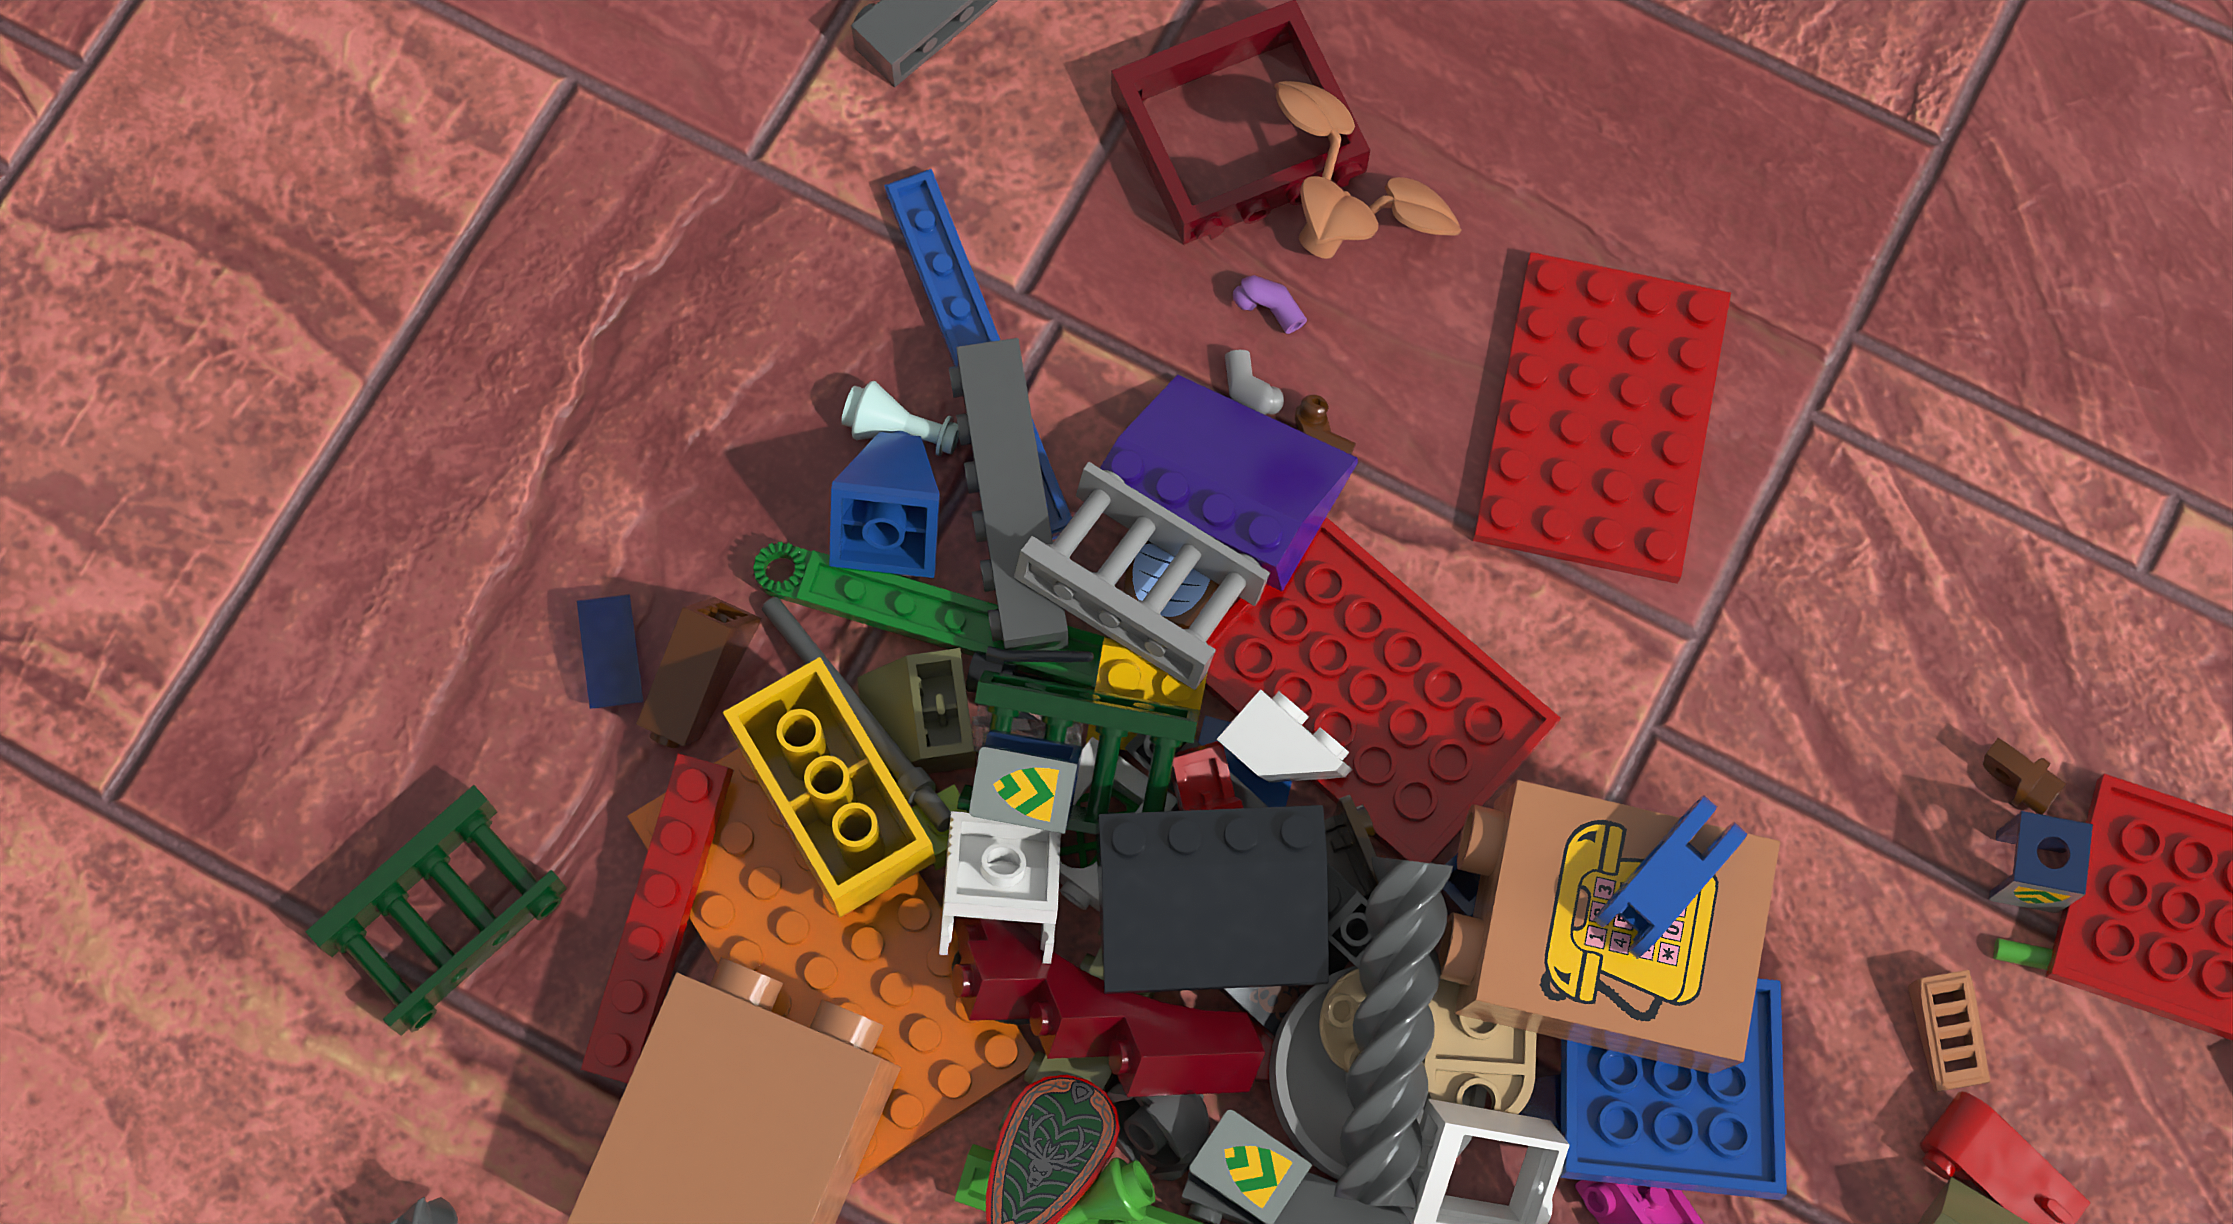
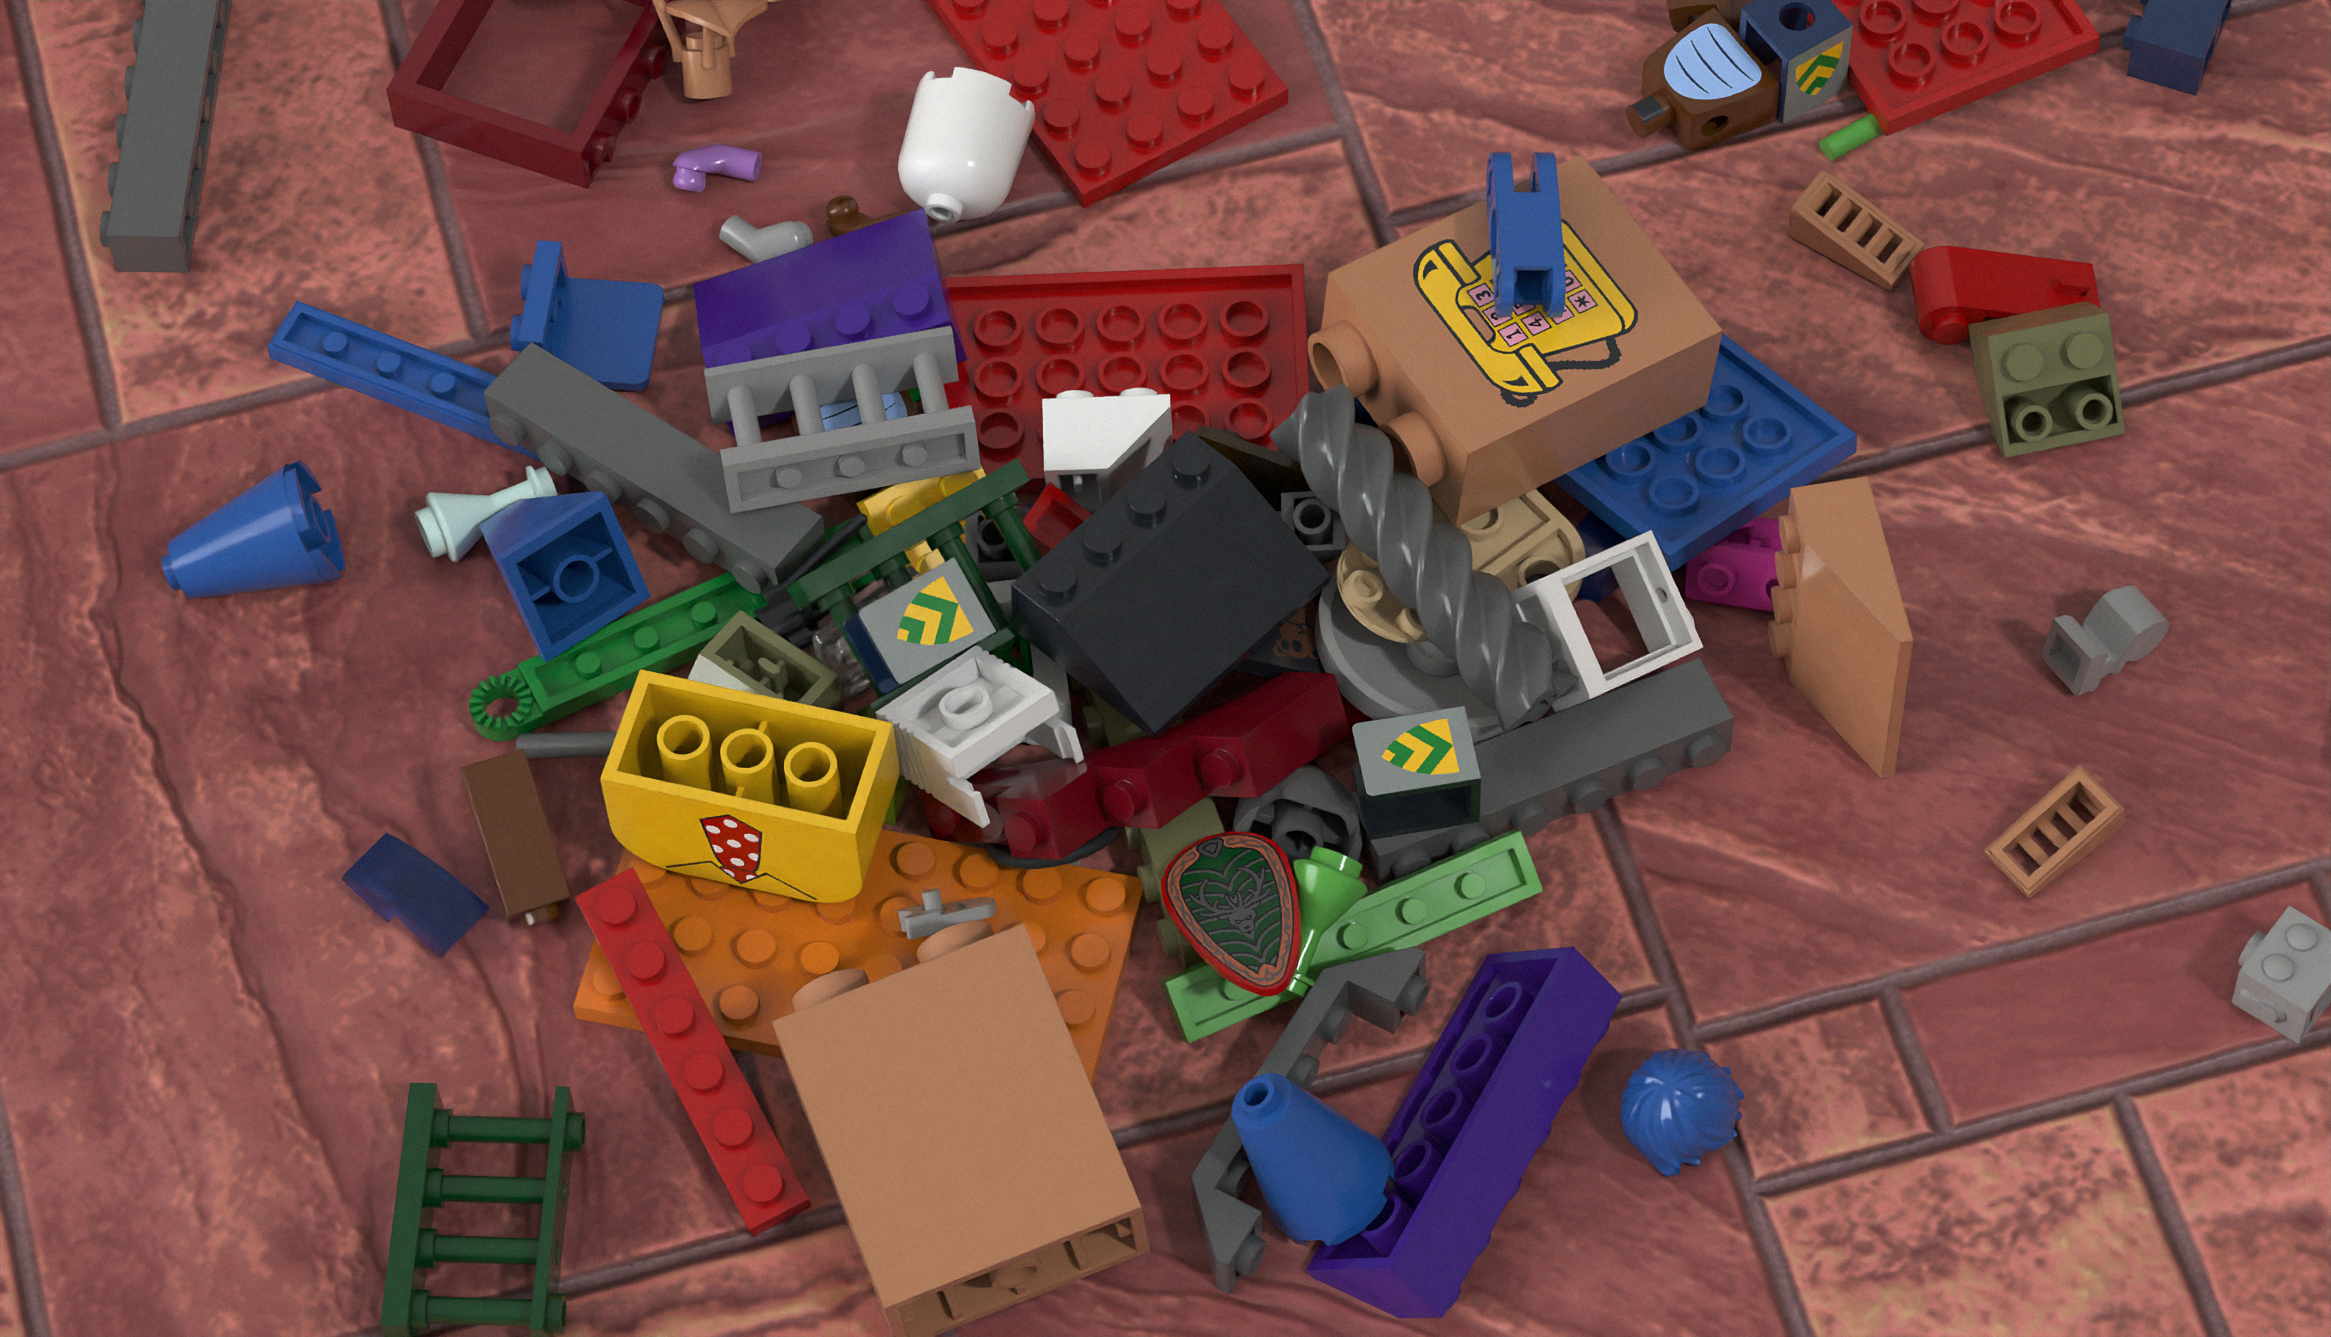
camera: 40 degrees left, 15 degrees down
(747, 325) = (259, 541): none -> blue cone
(876, 973) = (934, 916): none -> light grey piece
(1080, 347) = (589, 323): none -> blue bracket
(1422, 436) = (963, 144): none -> white cylinder
(1955, 829) = (1704, 86): none -> torso

